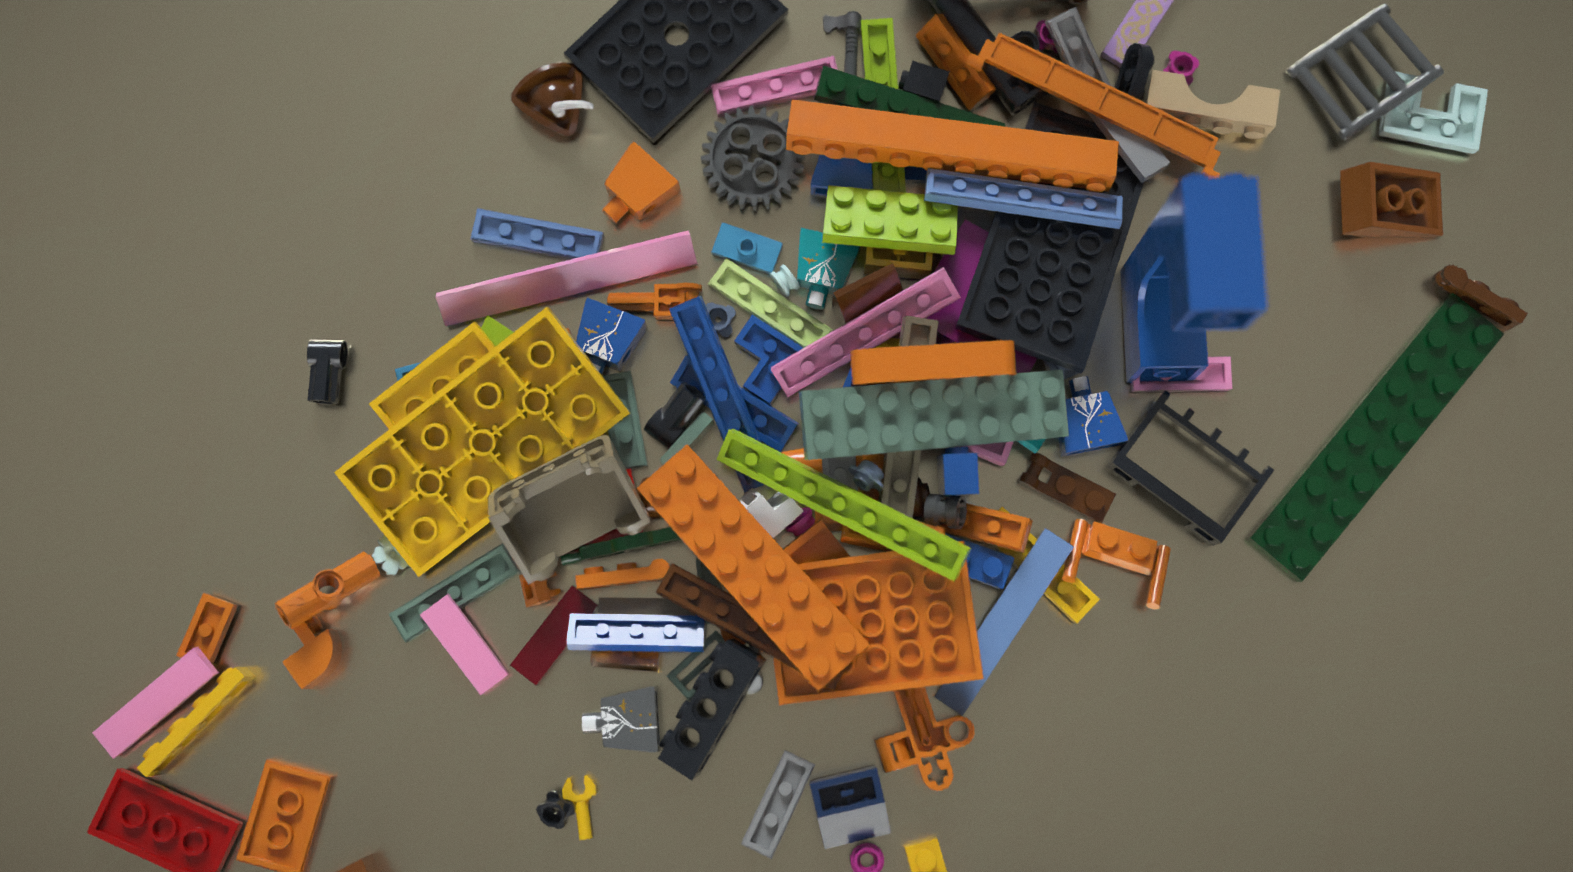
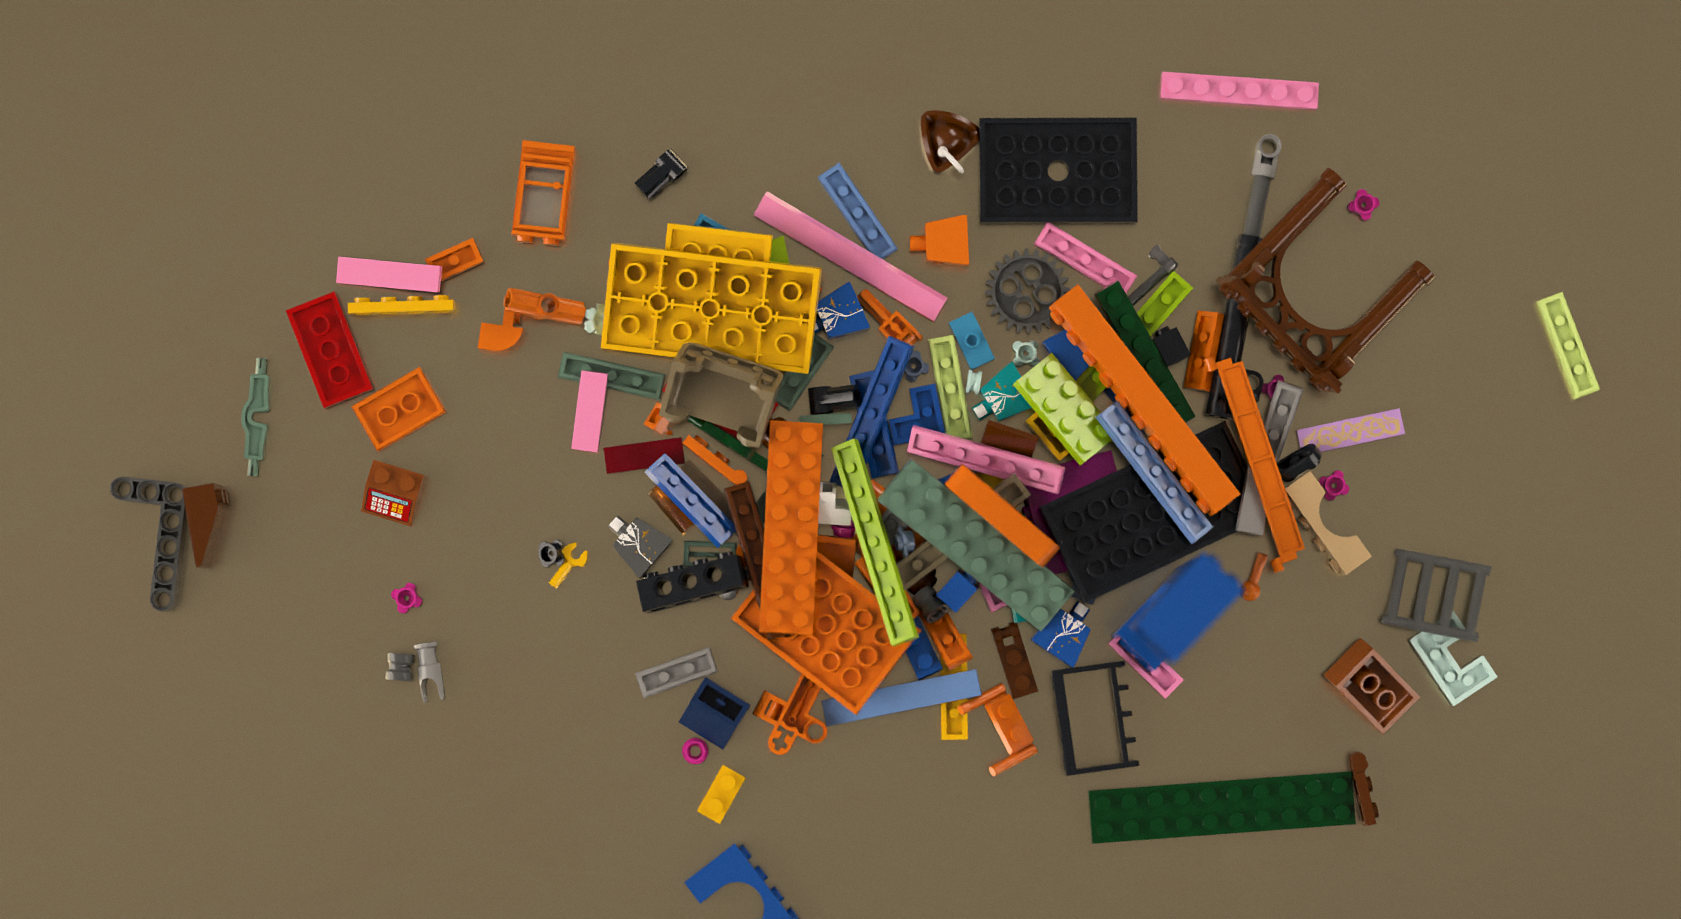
camera: 40 degrees right, 5 degrees up
(231, 488) = (543, 192): none -> orange door
(805, 203) = (1031, 348): none -> light aqua plate

